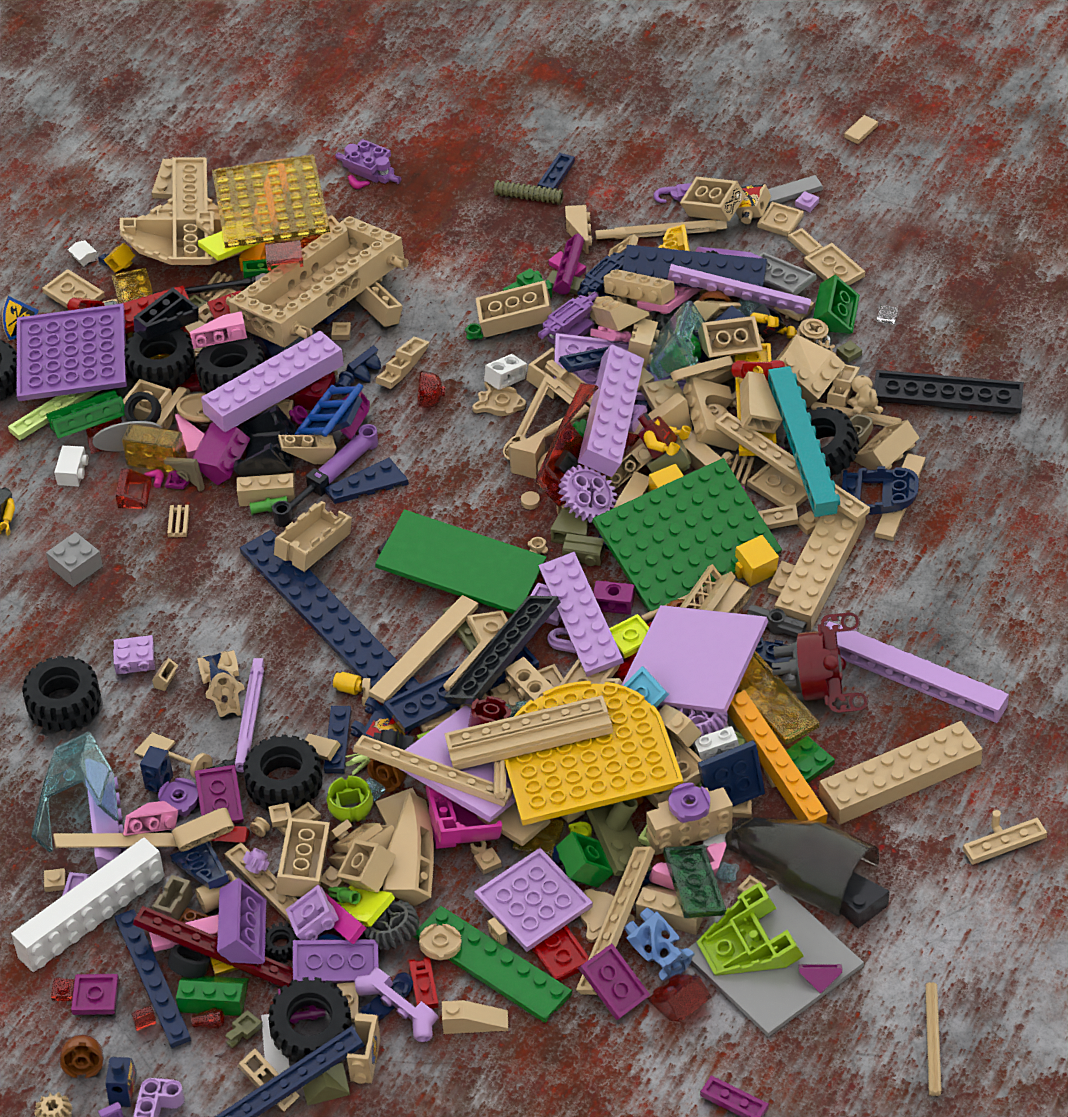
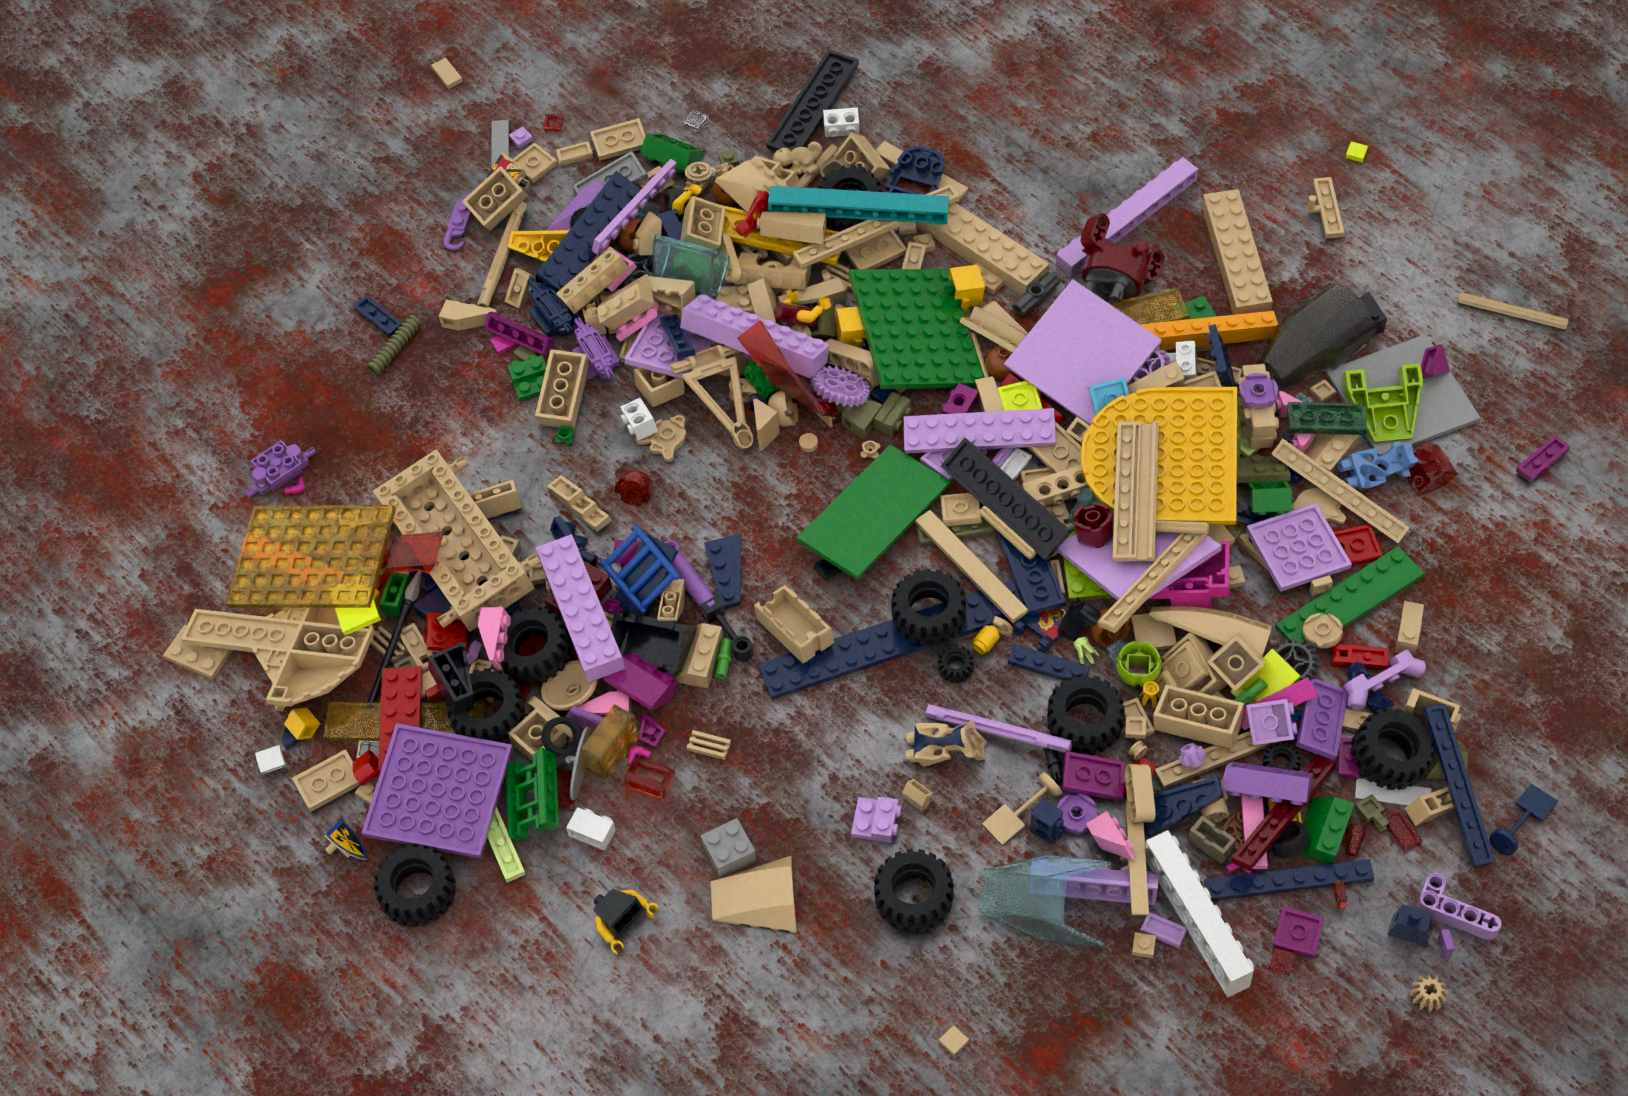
camera: 70 degrees left, 10 degrees up
(35, 590) = (757, 897): none -> tan wedge
(81, 1056) = (1373, 953): dark orange cylinder -> none
(170, 420) = (584, 718): none -> medium lavender plate
(188, 470) = (653, 717): dark tan tile -> none
(205, 221) = (311, 622): tan tile -> none
(227, 1062) = (1402, 830): none -> clear red tile
(311, 660) = (955, 653): none -> black tyre
(324, 747) = (1061, 673): tan tile -> none
(325, 815) = (1150, 690): none -> yellow piece
(358, 641) = (928, 585): none -> black tyre
(561, 658) = (1016, 462): none -> white tile
(614, 981) = (1407, 508): magenta plate -> none
(628, 610) = (988, 395): none -> tan slope
(836, 217) = (552, 122): none -> clear red tile
(932, 418) = (841, 122): none -> white brick

